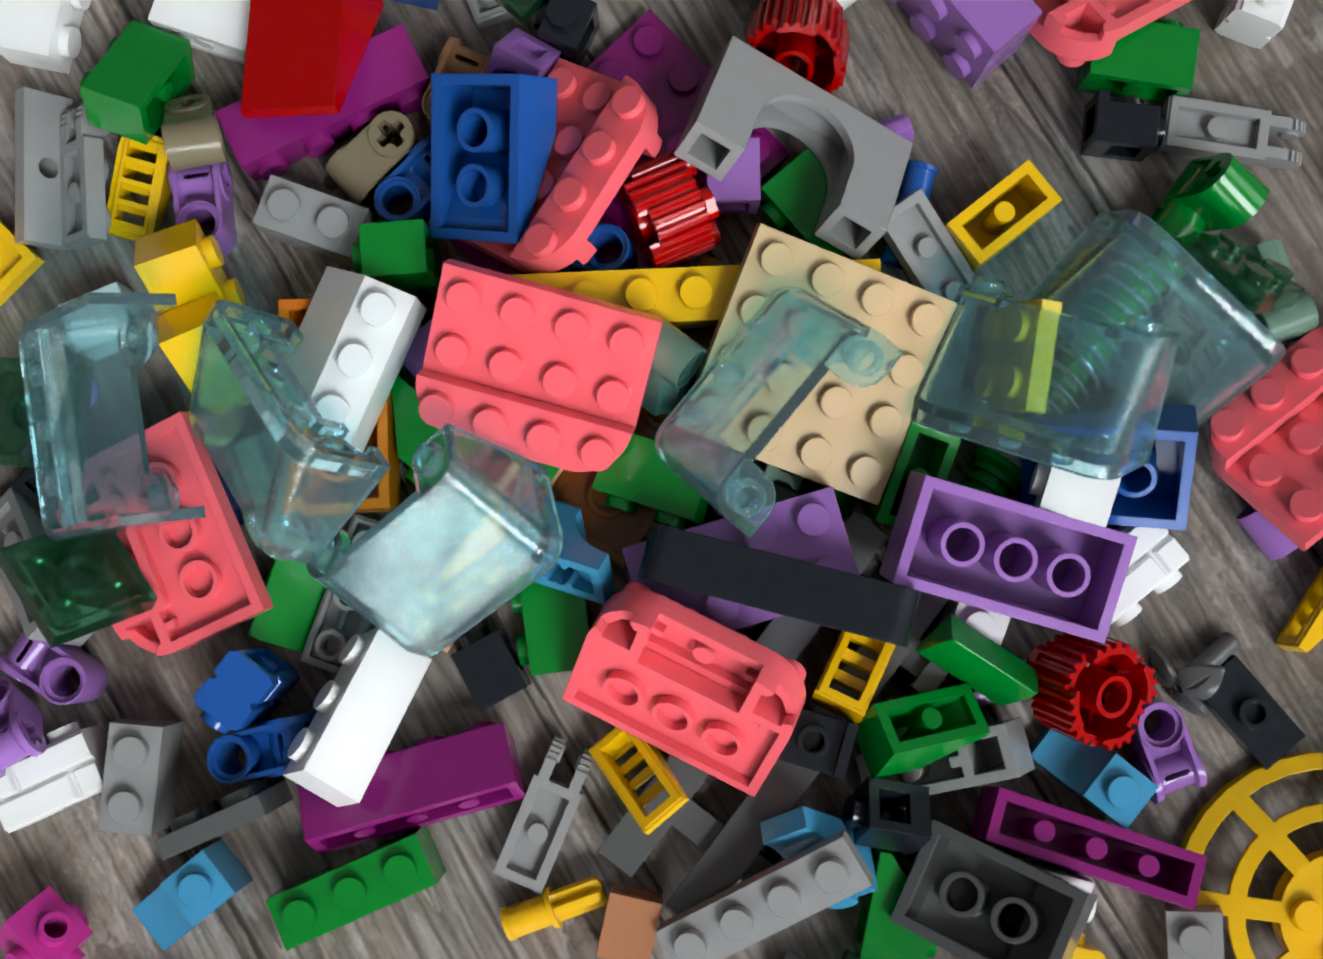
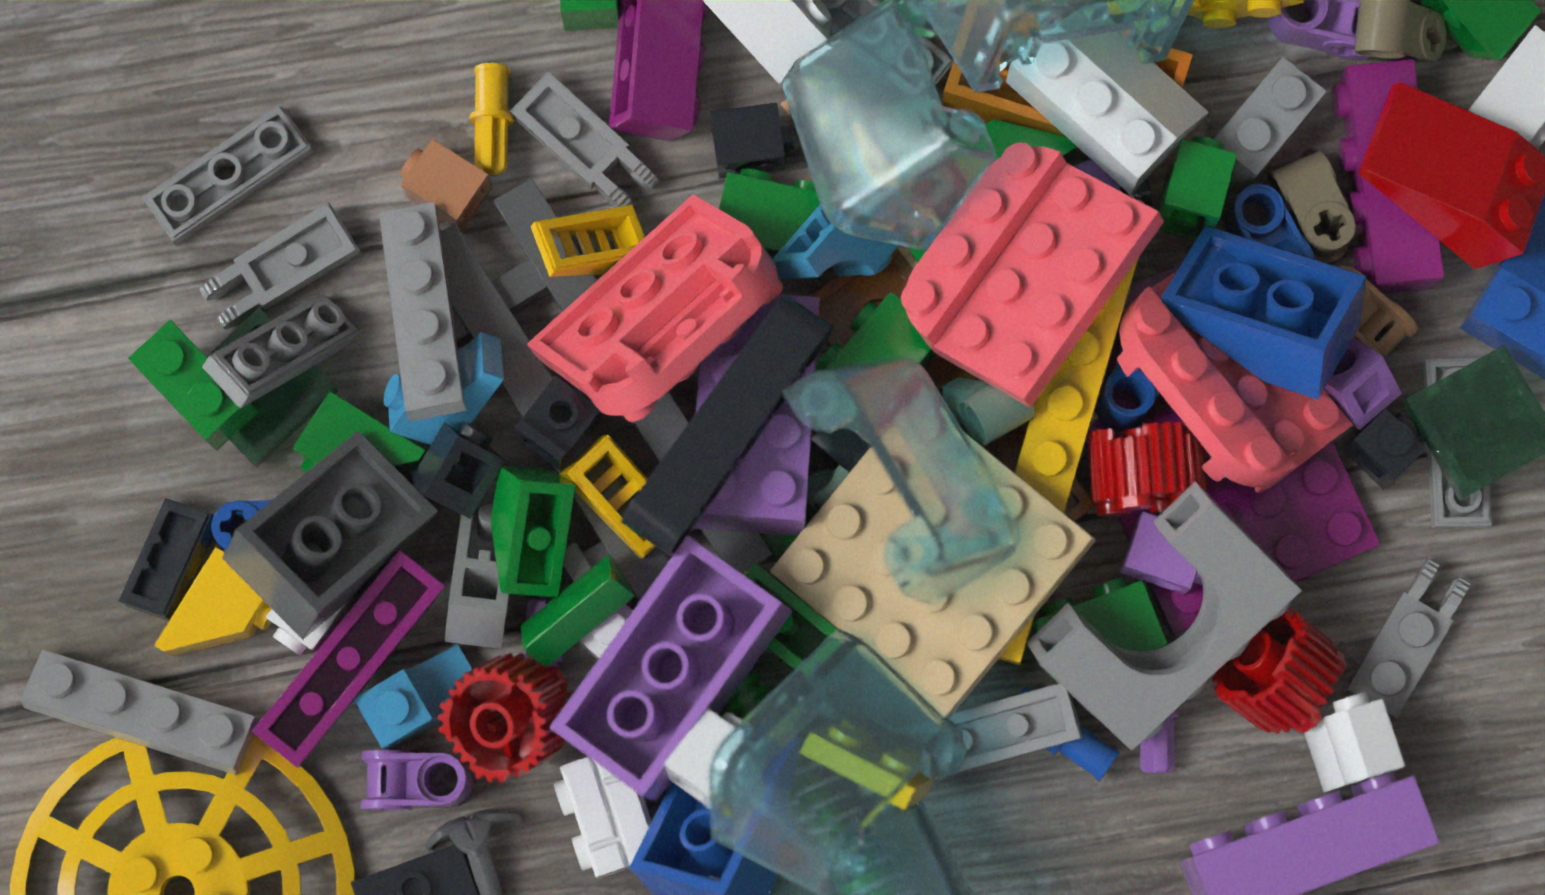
camera: 110 degrees right, 5 degrees down
(1002, 215) = (1022, 817): yellow brick -> none

